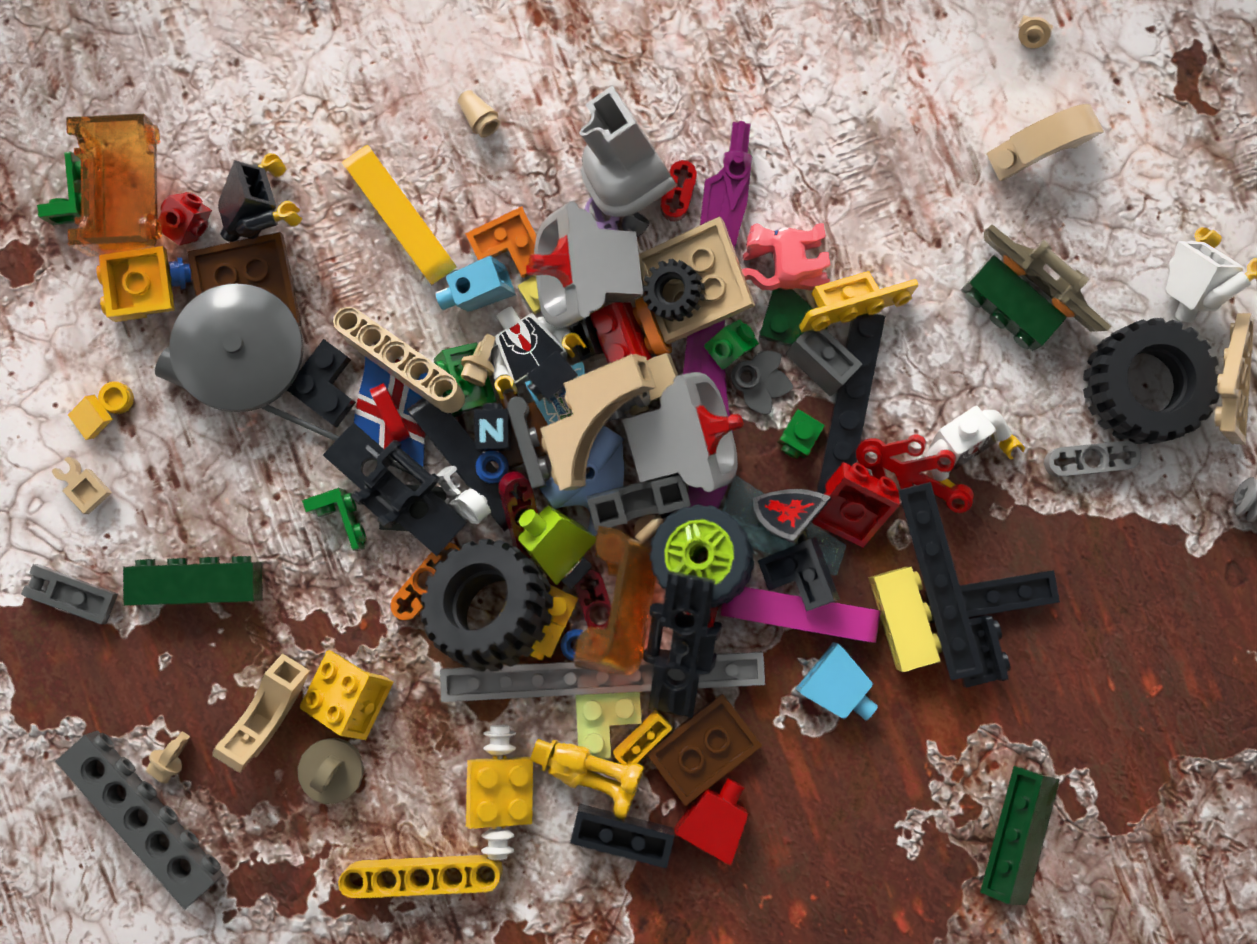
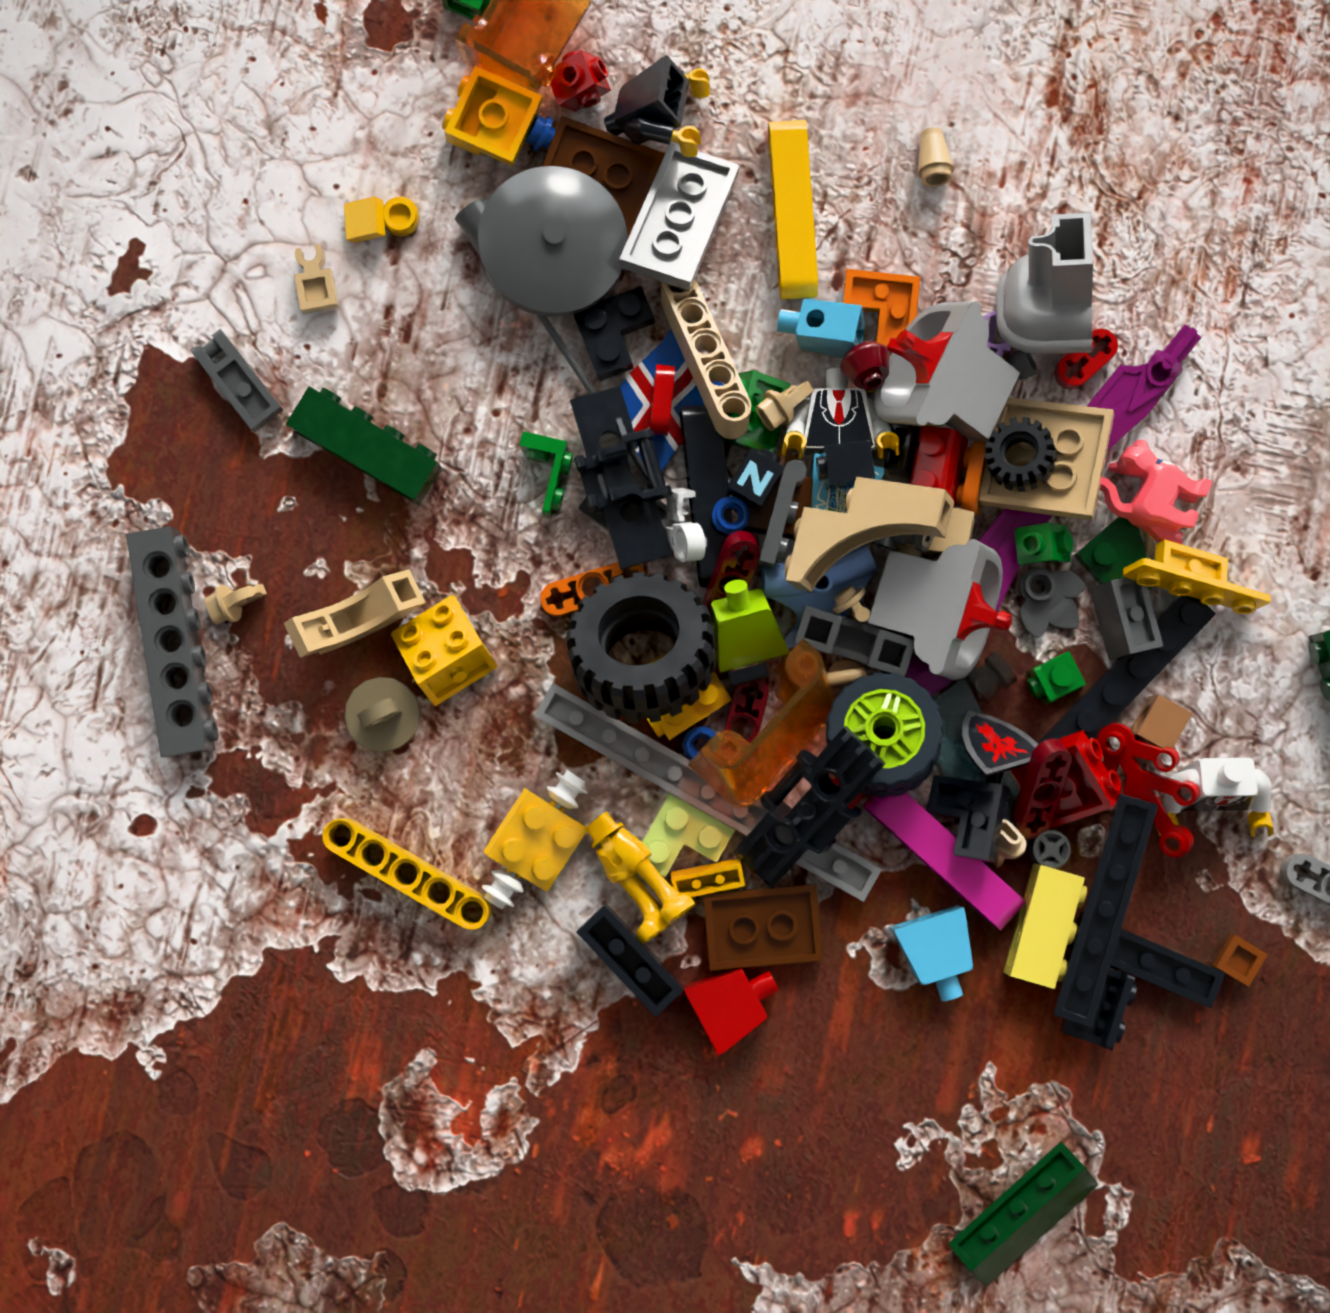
camera: 30 degrees right, 0 degrees up
(318, 272) = (679, 217): none -> plate
(521, 295) = (866, 365): none -> dark red cone
(615, 473) = (848, 600): none -> tan plate
(754, 464) = (988, 679): none -> clear smoke wheel
(831, 514) = (1050, 766): none -> dark red beam
(842, 576) = (1010, 844): none -> tan piece
(879, 562) = (1055, 850): none -> dark grey wheel
(895, 420) = (1160, 722): none -> medium nougat brick
(1058, 553) = (1239, 959): none -> dark orange plate

